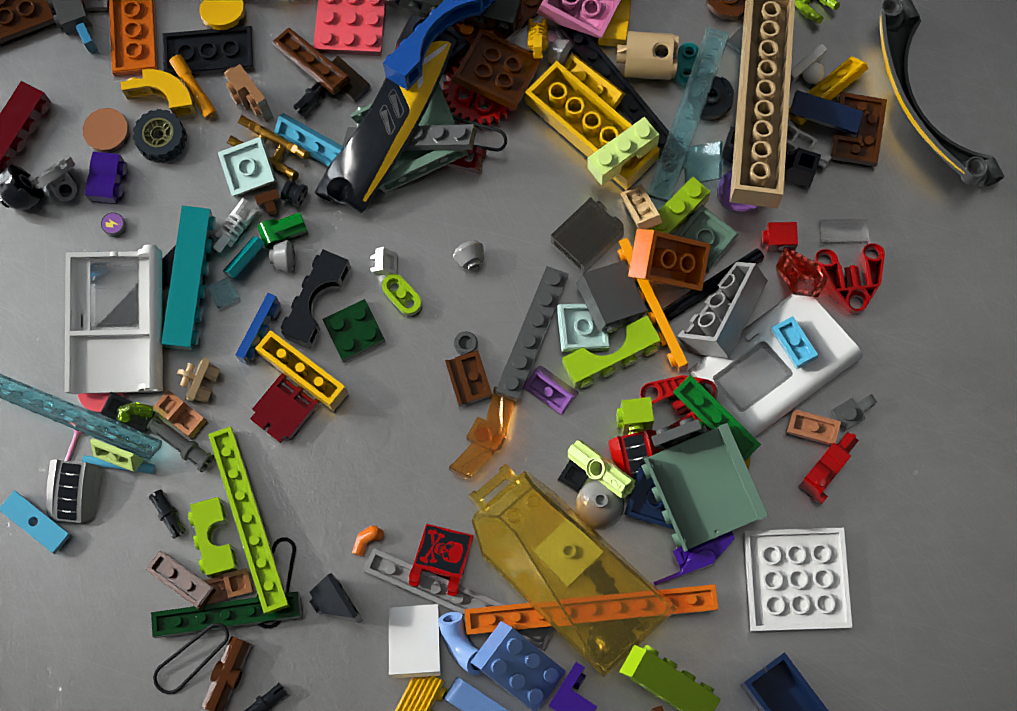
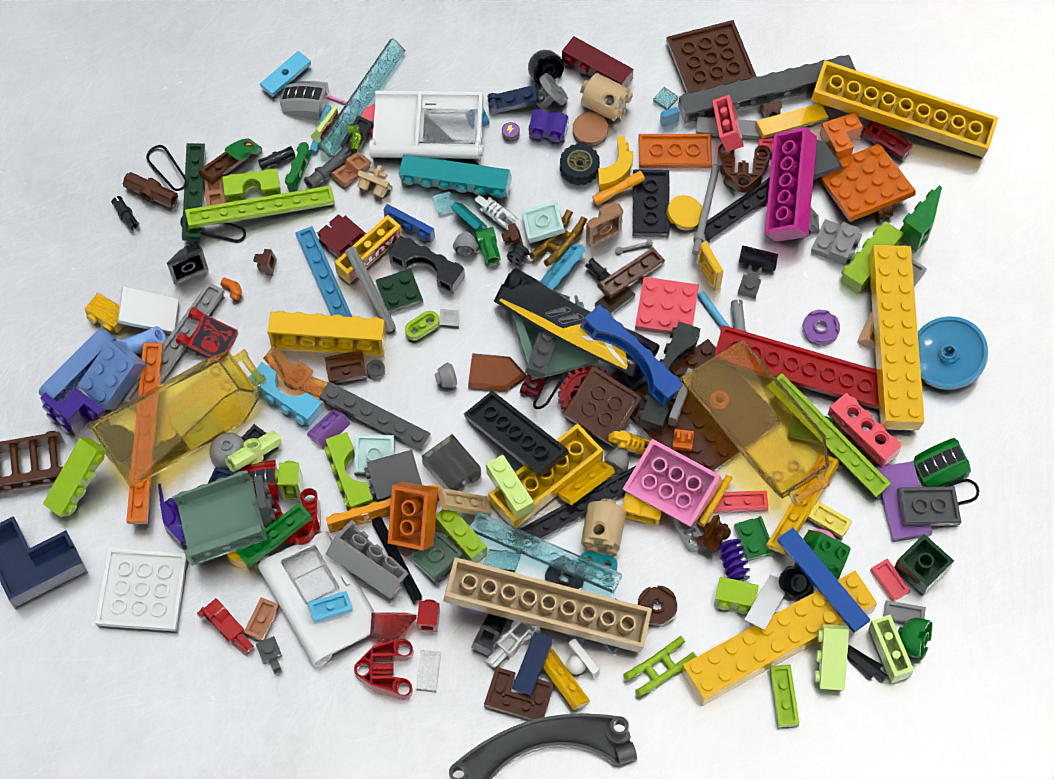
camera: 90 degrees right, 10 degrees down
(58, 48) = (665, 98): none -> clear light blue tile
(59, 116) = (599, 95): none -> tan cylinder
(66, 222) = (512, 99): none -> dark blue plate
(159, 556) = (243, 148): none -> green slope
(179, 481) = (298, 167): none -> green hinge
(276, 80) = (619, 250): none -> light grey hinge
(326, 501) = (266, 261): none -> reddish brown tile
(337, 427) = (322, 272): none -> dark azure tile
(362, 357) = (370, 288): none -> light grey axle
(429, 401) = (327, 333): none -> yellow brick
(456, 205) = (494, 373): none -> dark orange tile
(531, 418) = (303, 408): none -> medium azure arch
(544, 160) = (516, 433): none -> black plate

